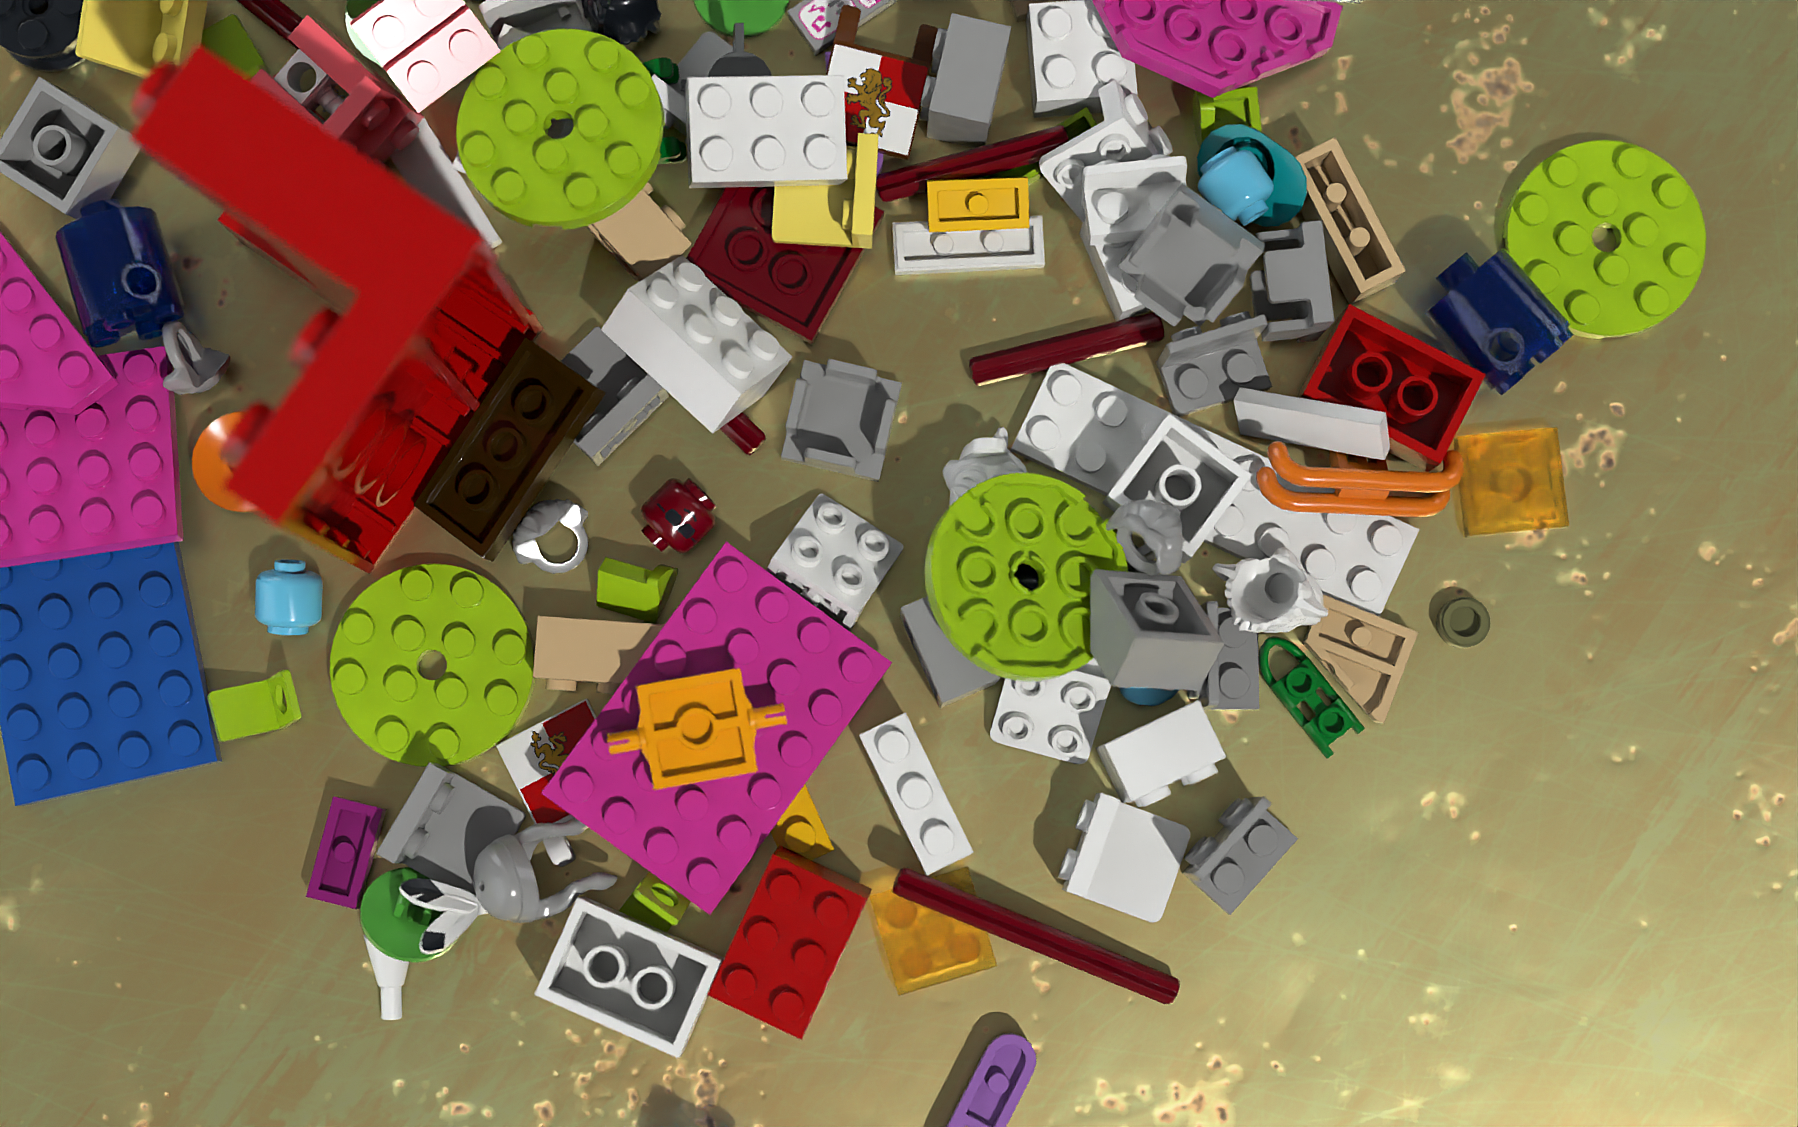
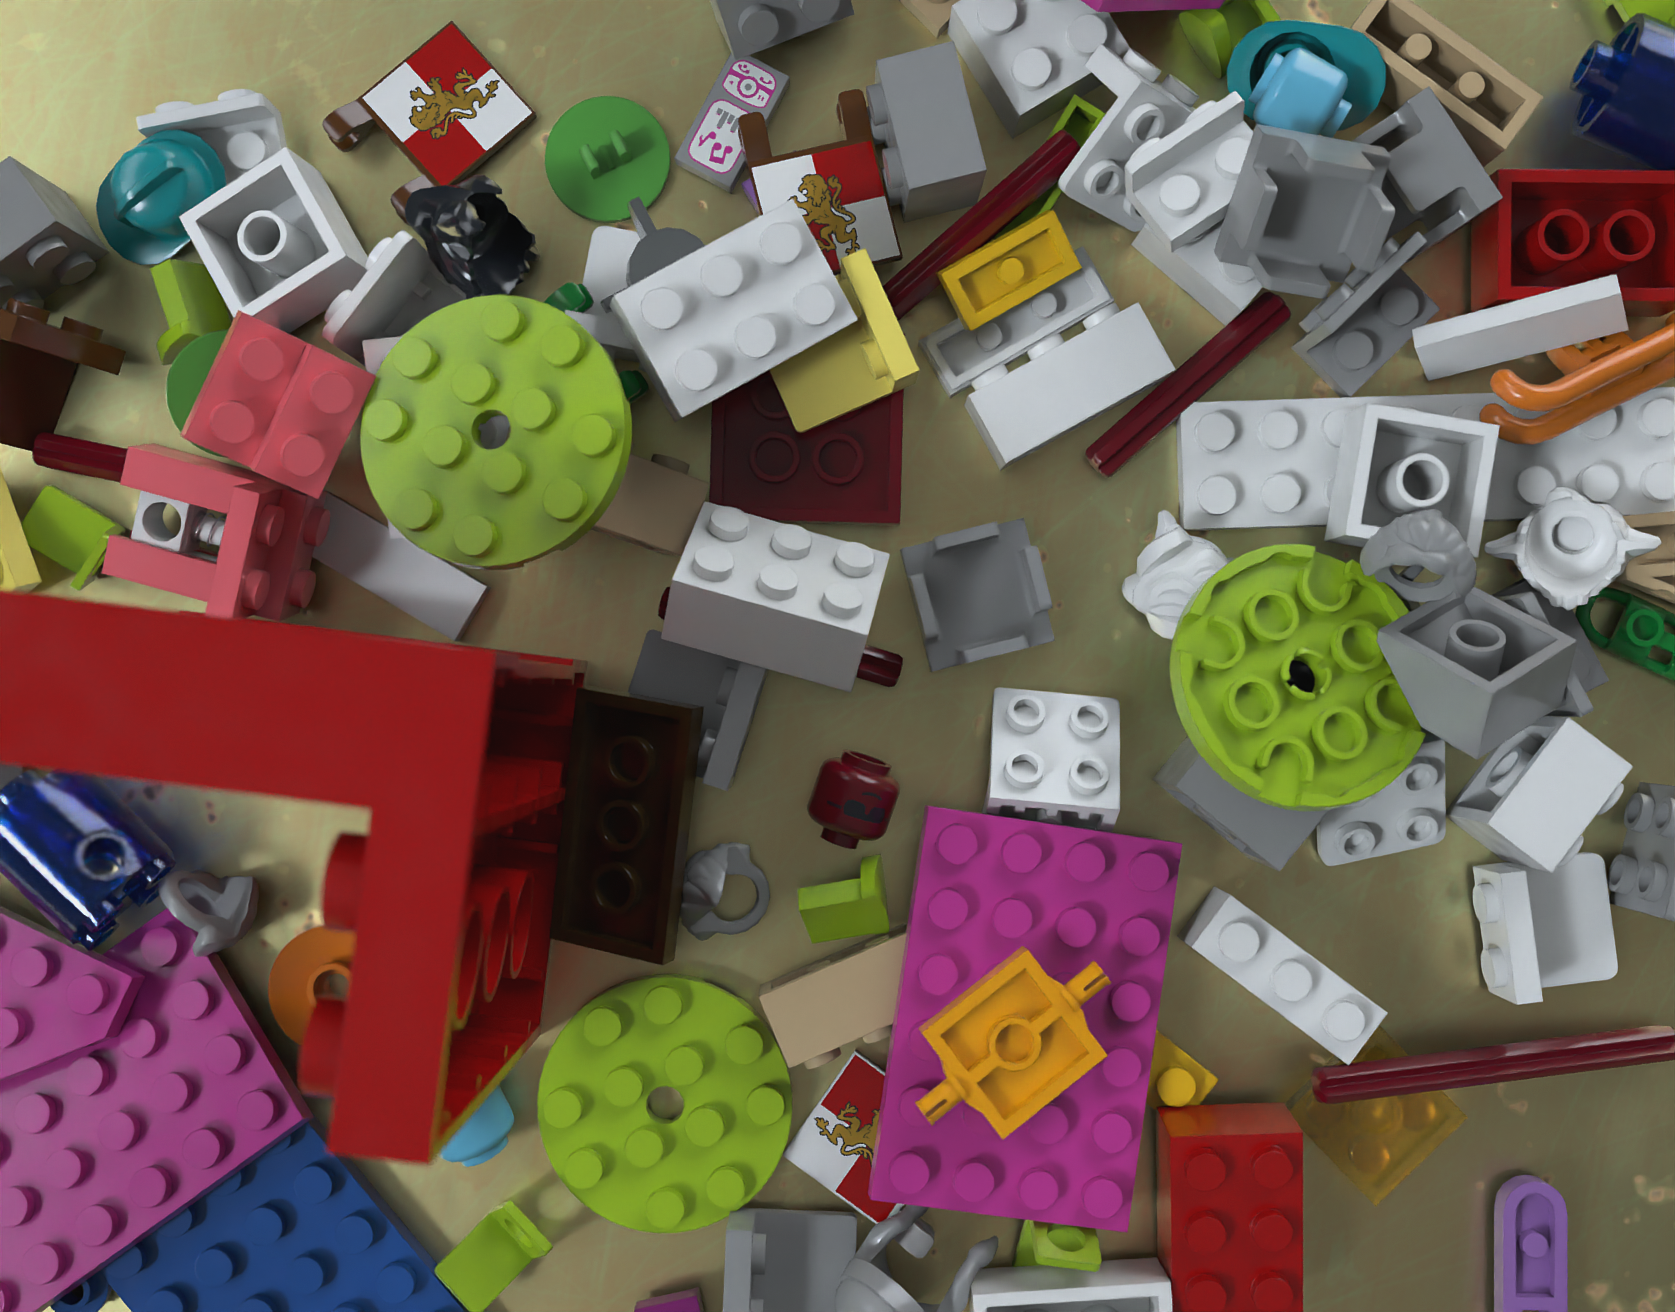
camera: 25 degrees left, 5 degrees up
(979, 304) = (1067, 383): none -> white brick

